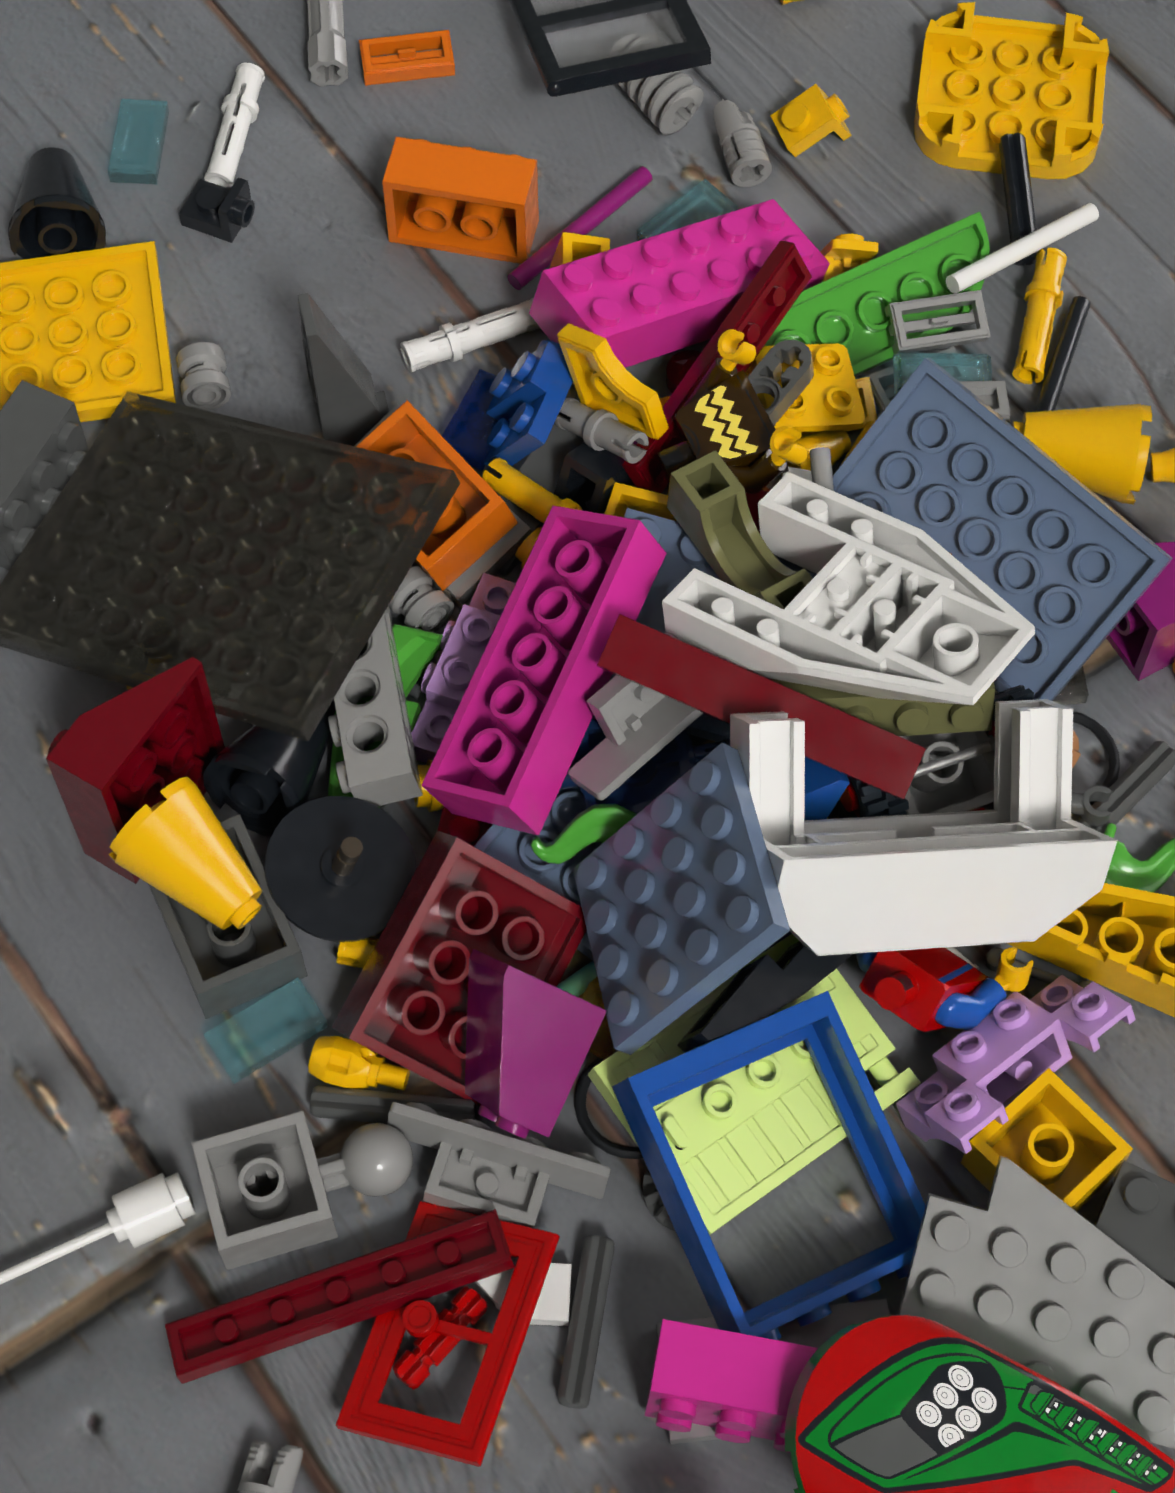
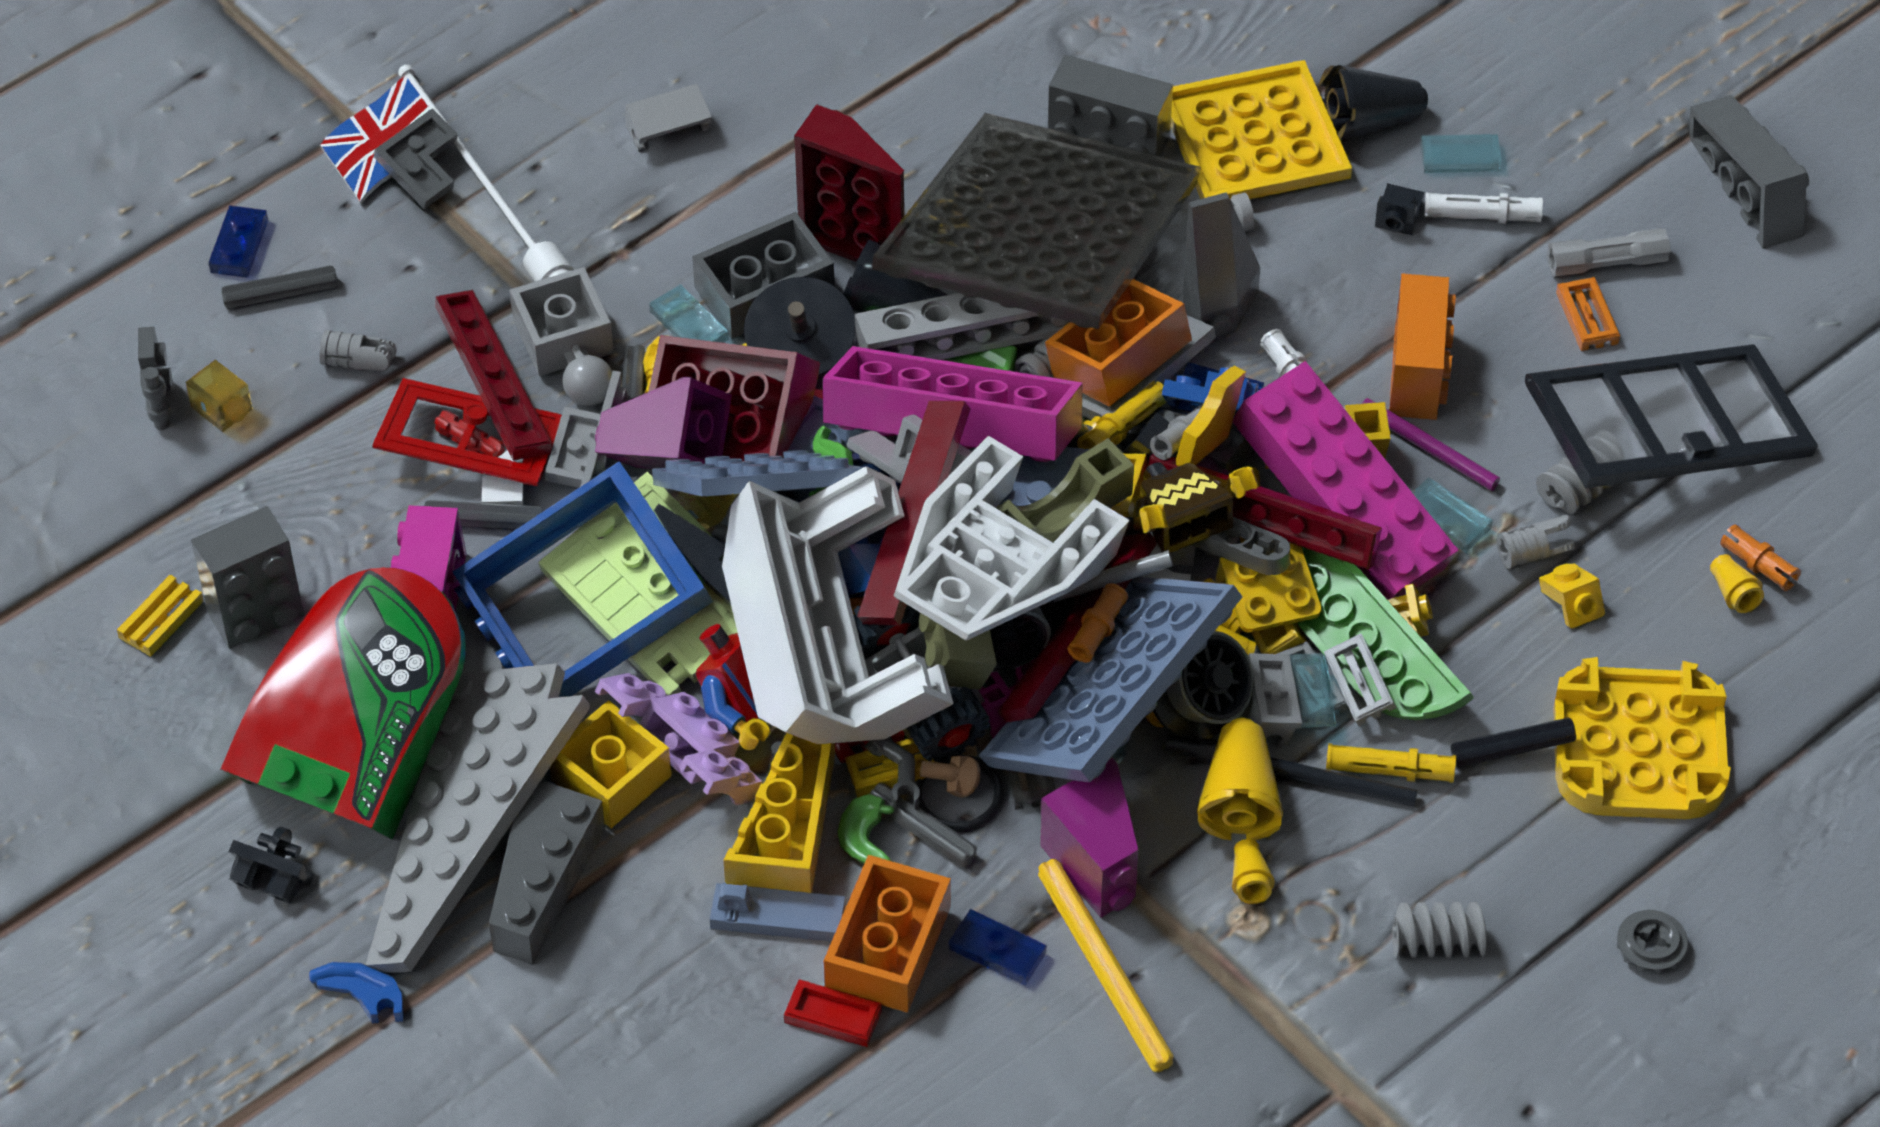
camera: 85 degrees right, 10 degrees down
(189, 857) = (783, 222): yellow cone -> none
(1022, 248) = (1450, 737): white bar -> none

